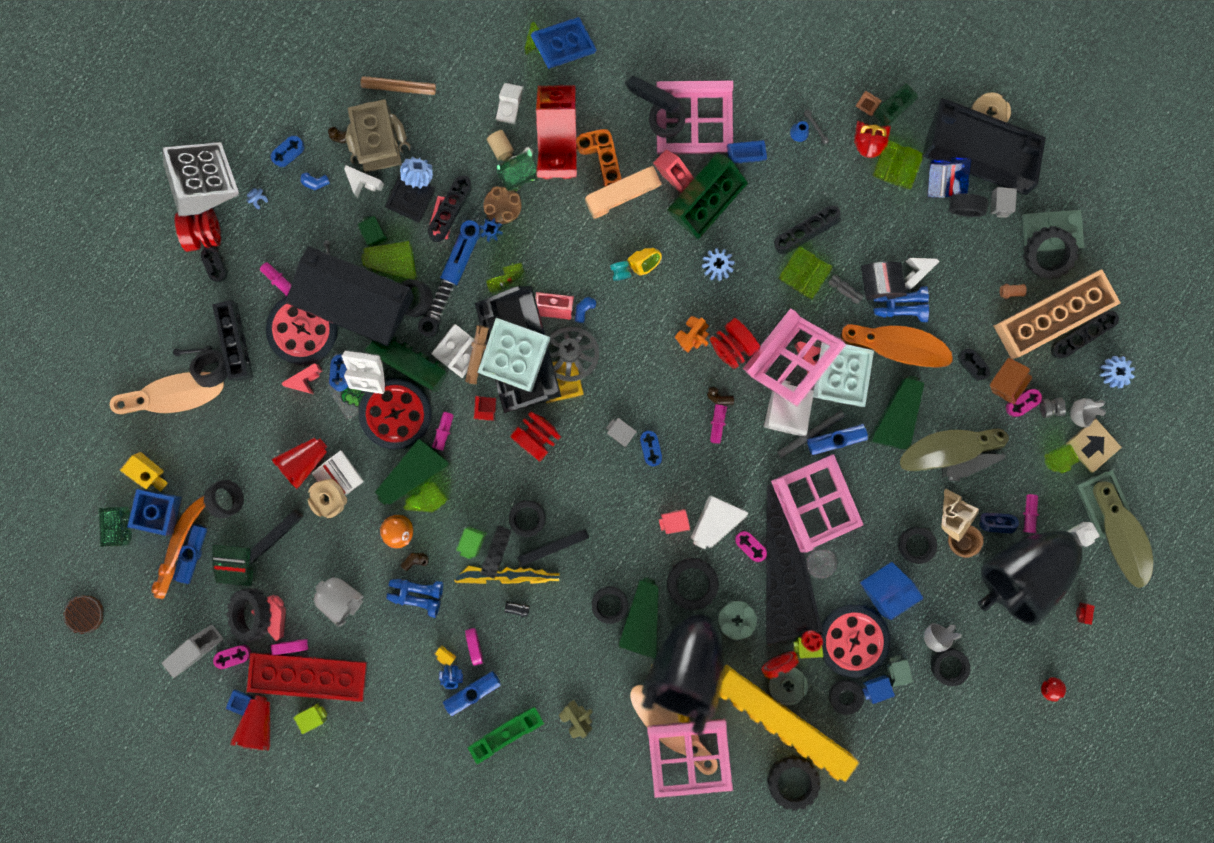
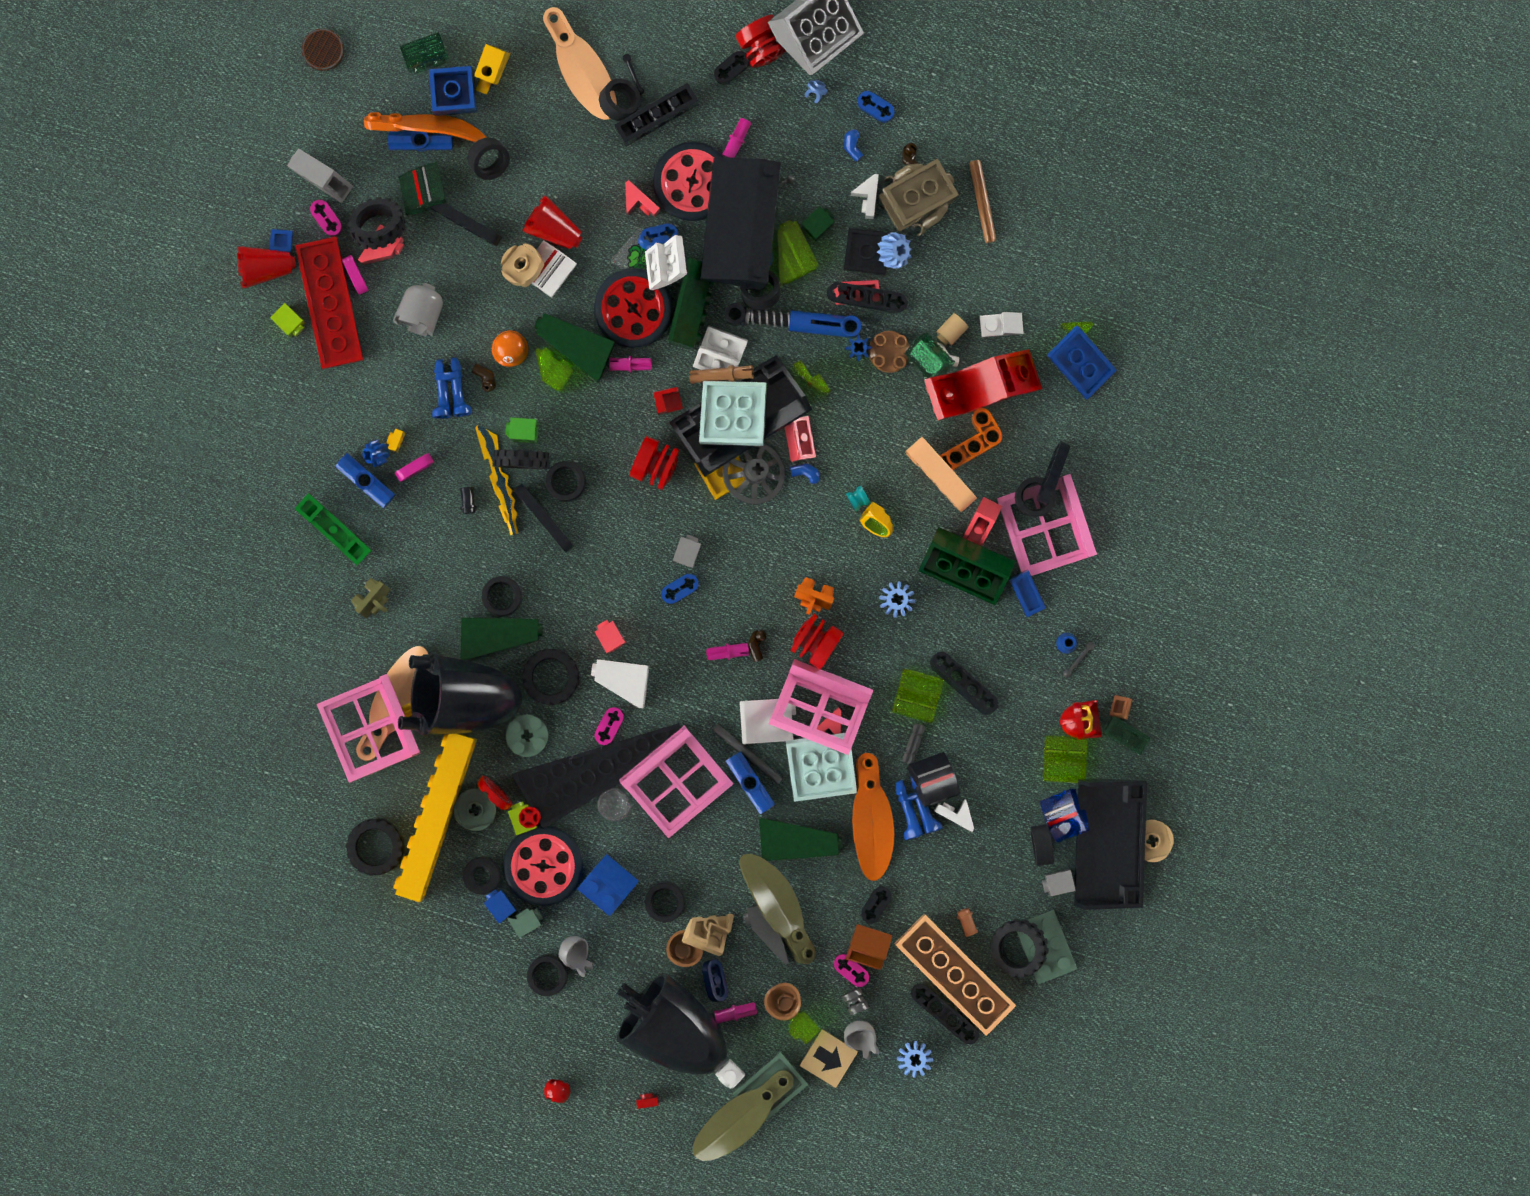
camera: 75 degrees right, 0 degrees up
(1036, 469) = (783, 1001): none -> medium nougat helmet

